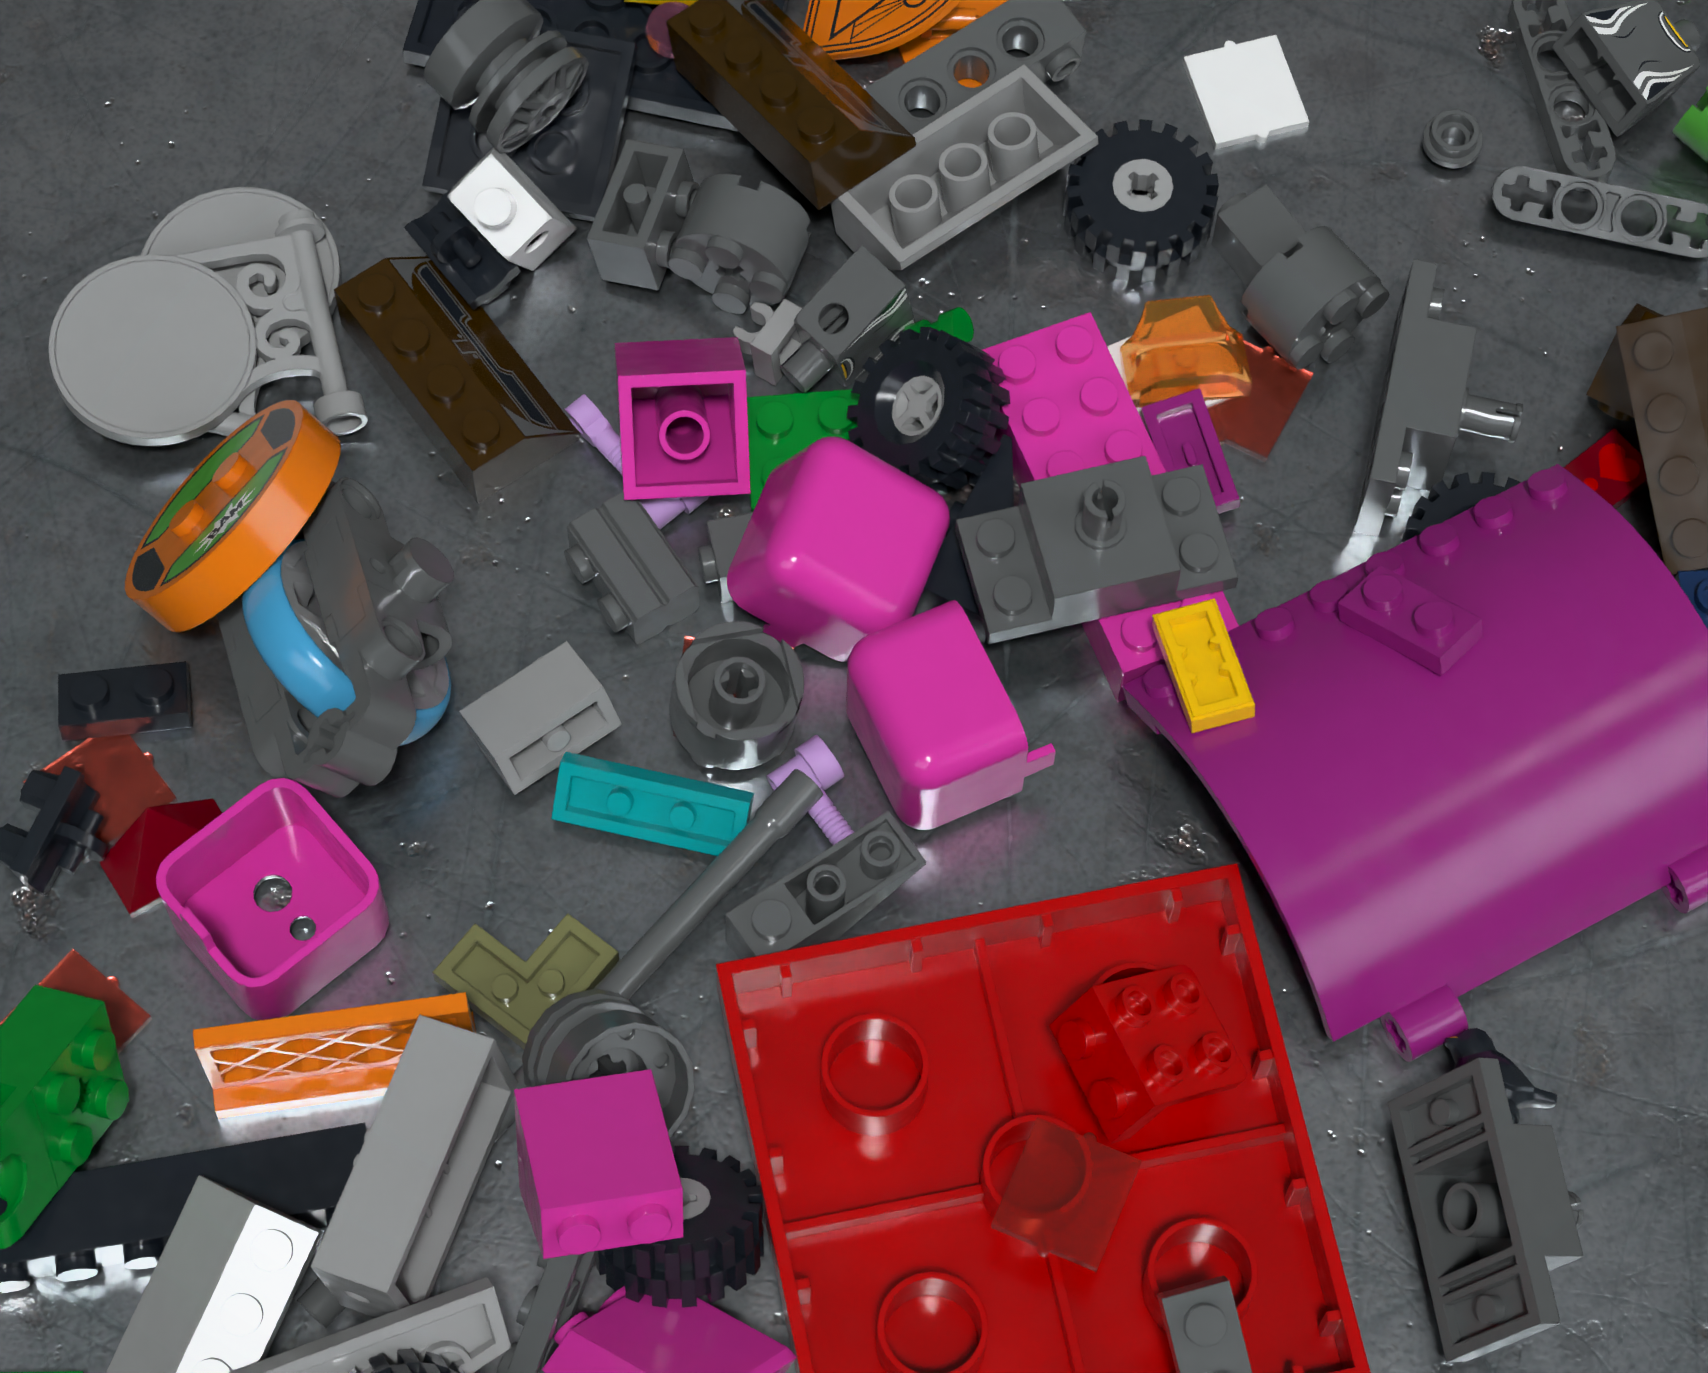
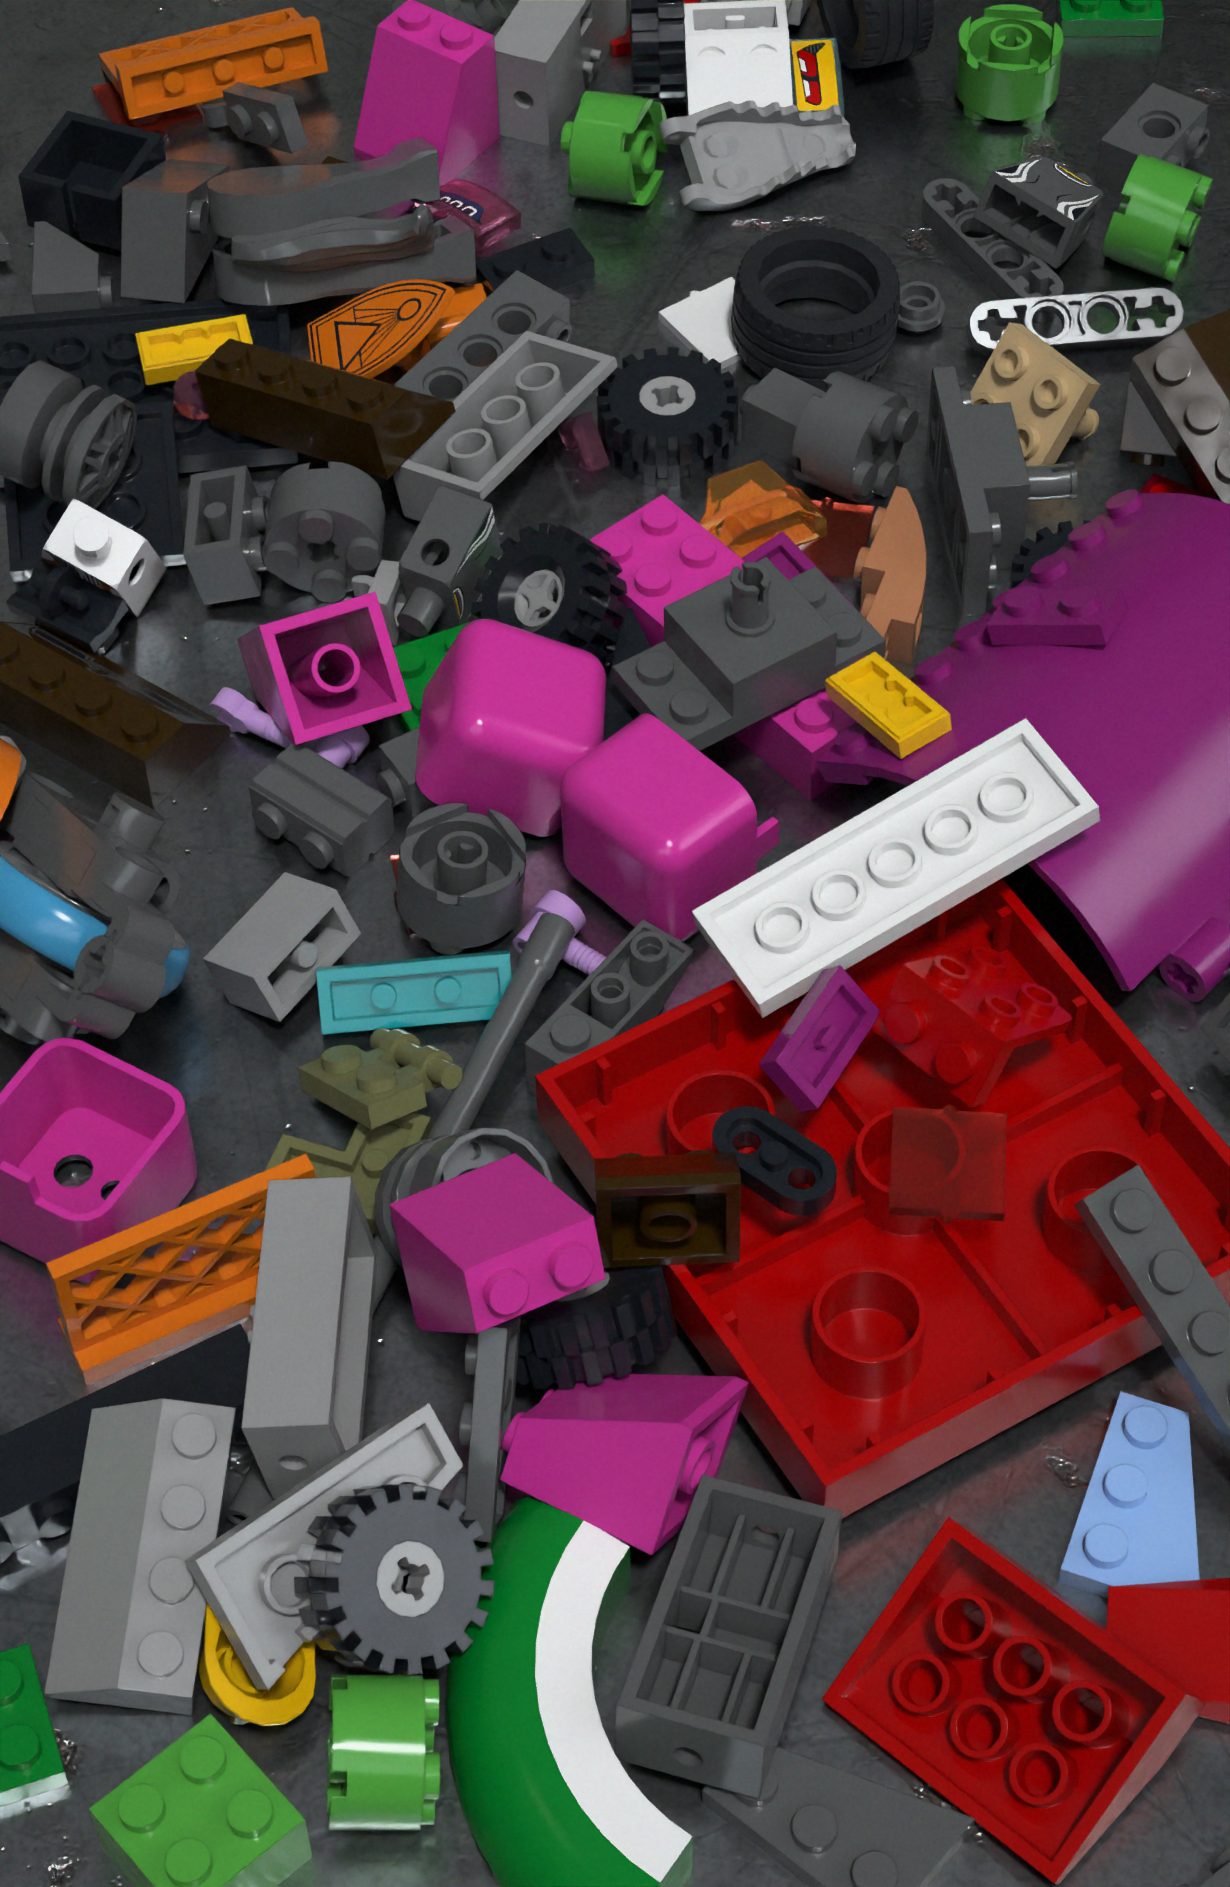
camera: 15 degrees left, 15 degrees down
(566, 897) = (381, 1082): none -> olive plate
(777, 1160) = (668, 1209): none -> dark brown slope
(901, 1144) = (779, 1162): none -> black plate
(992, 1025) = (820, 1038): none -> magenta plate
(1047, 209) = (582, 434): none -> clear pink tile
(1133, 864) = (895, 866): none -> white plate
(1289, 482) = (894, 576): none -> nougat slope
(1351, 56) = (823, 266): none -> black tyre
(1517, 308) = (1045, 393): none -> tan plate

